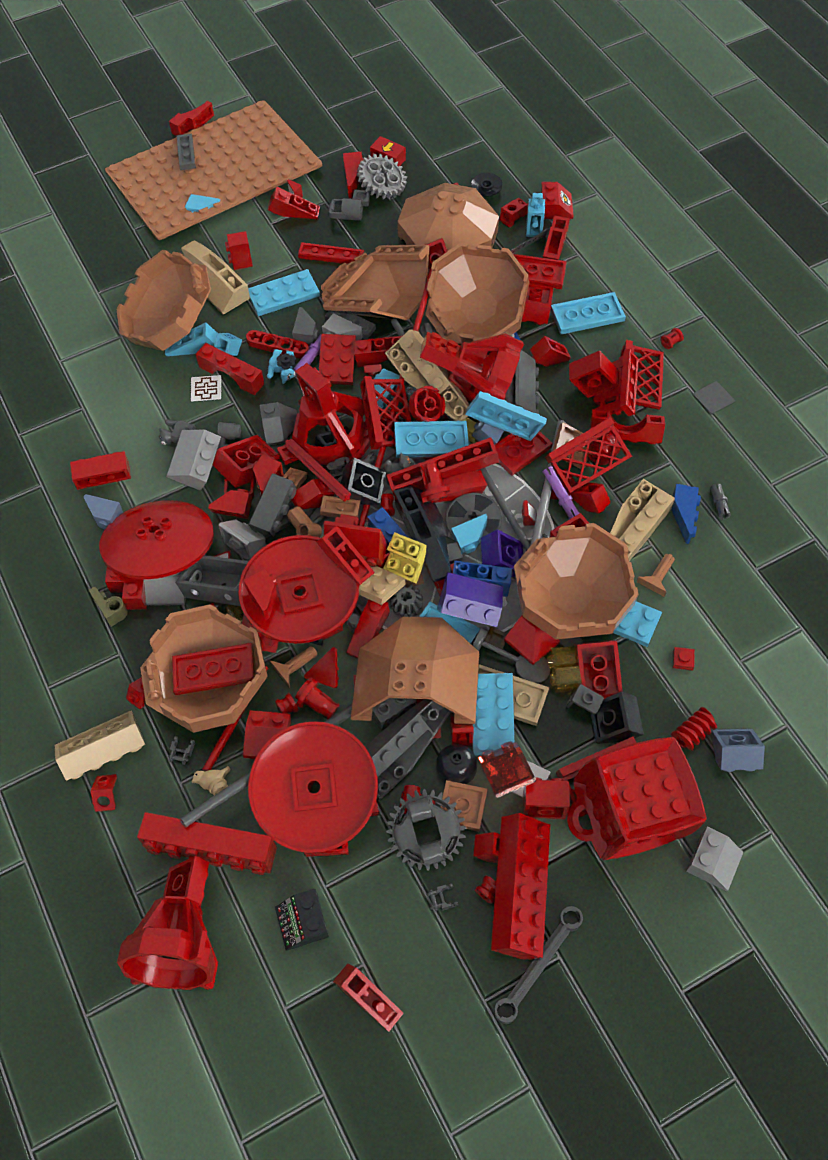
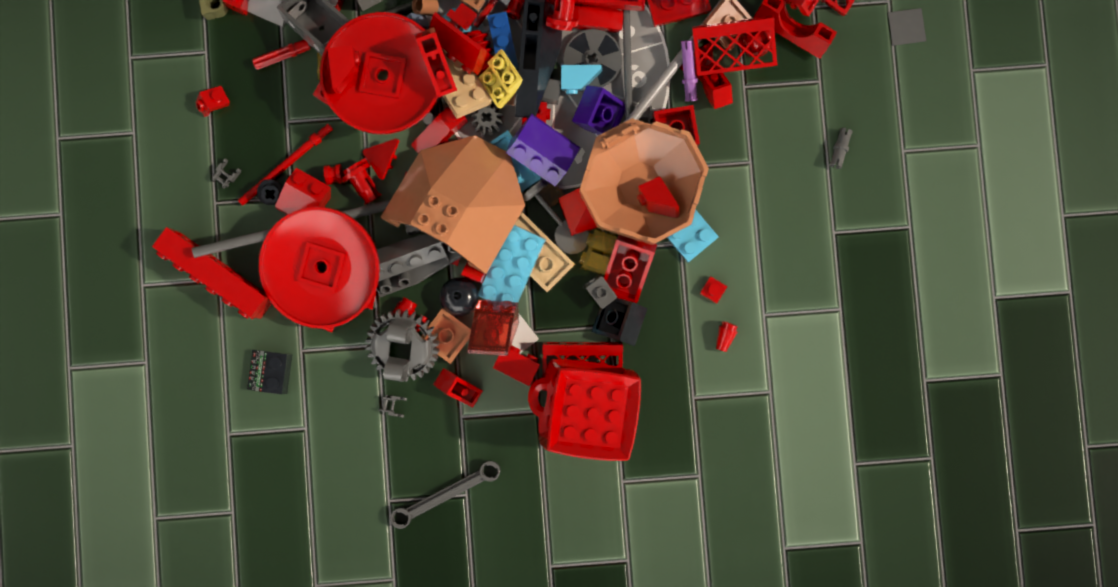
camera: 20 degrees right, 25 degrees up
(98, 745) = (154, 137): tan slope -> none
(103, 786) = (145, 180): red bracket -> none
(173, 930) = (161, 329): red plate -> none
(192, 632) = (267, 110): nougat windscreen -> none
(212, 780) = (241, 216): tan animal -> none
(213, 668) = (278, 113): red tile -> none
(224, 748) = (269, 184): none -> black piece
(291, 666) = (348, 138): nougat piece -> none
(368, 996) = (295, 456): red slope -> none
(486, 573) = (568, 127): blue slope -> none
(487, 889) = (433, 417): red wheel -> none
(521, 887) = (458, 430): red brick -> none
(528, 514) = (648, 78): red slope -> none
(595, 594) = (658, 198): none -> red slope
(641, 515) = (746, 134): tan wedge -> none
(654, 582) = (741, 195): nougat piece -> none
(685, 509) = (801, 139): blue slope -> none
(695, 729) = (683, 361): red piece -> none
(715, 859) = (636, 479): light grey slope -> none
(719, 691) = (726, 335): none -> red cone
(738, 749) = (710, 395): sand blue slope -> none

